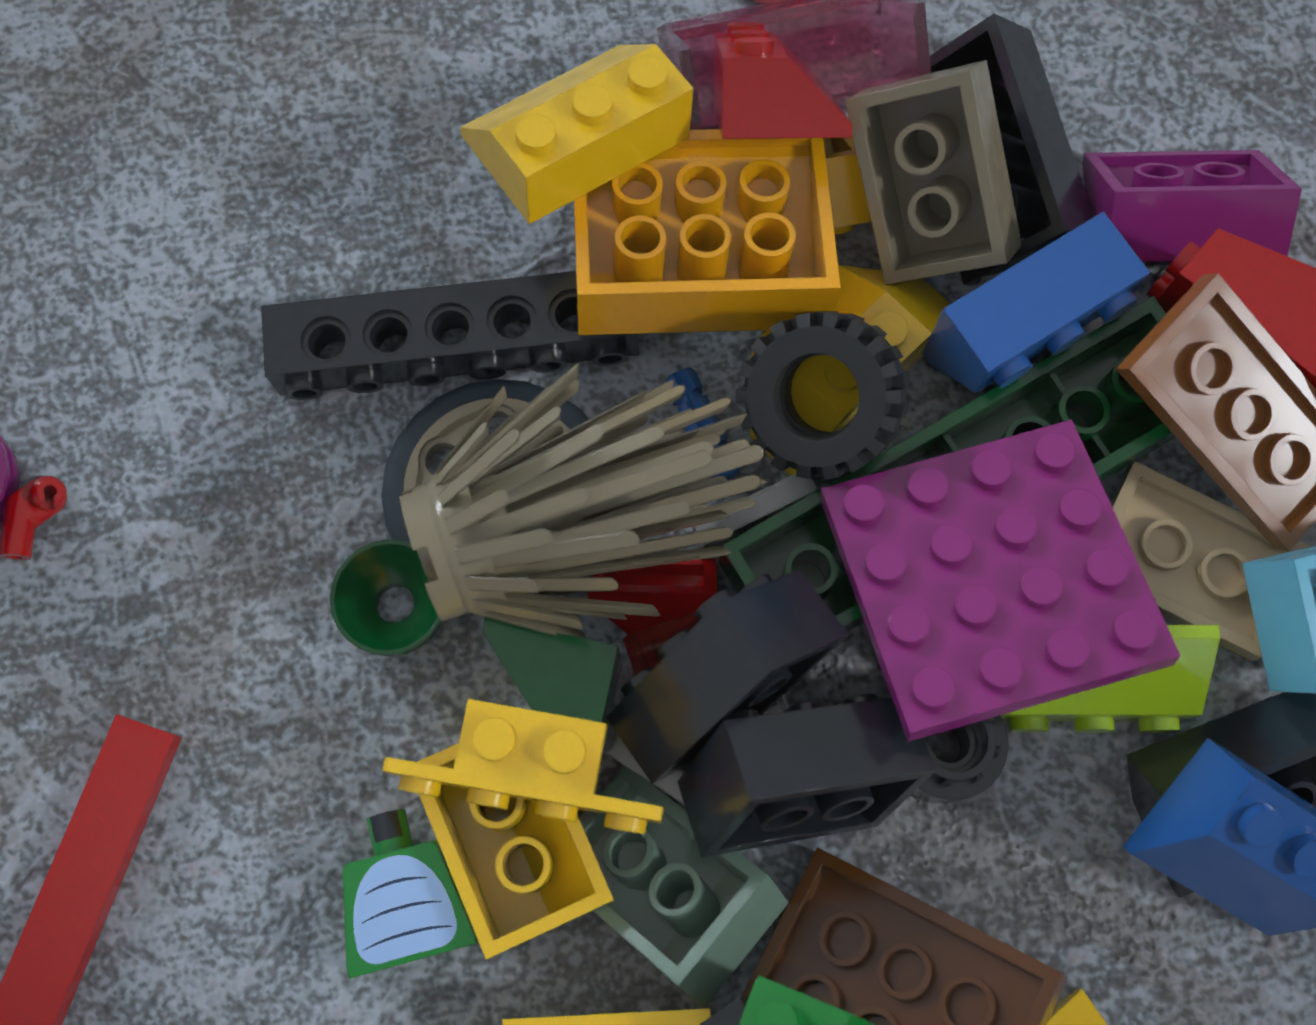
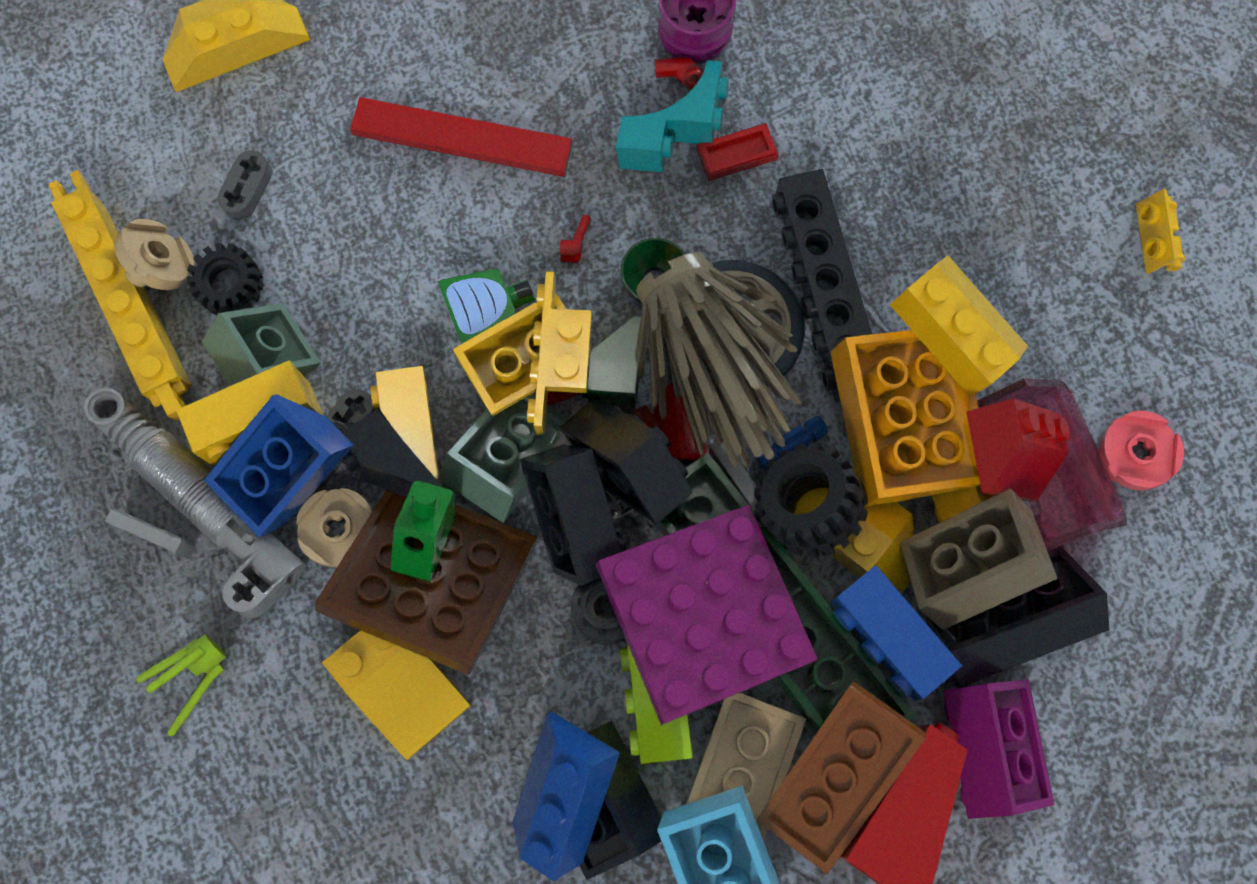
camera: 85 degrees right, 0 degrees up
(145, 577) = (650, 138): none -> teal arch
(195, 443) = (737, 152): none -> red tile
(320, 738) = (572, 249): none -> red hand

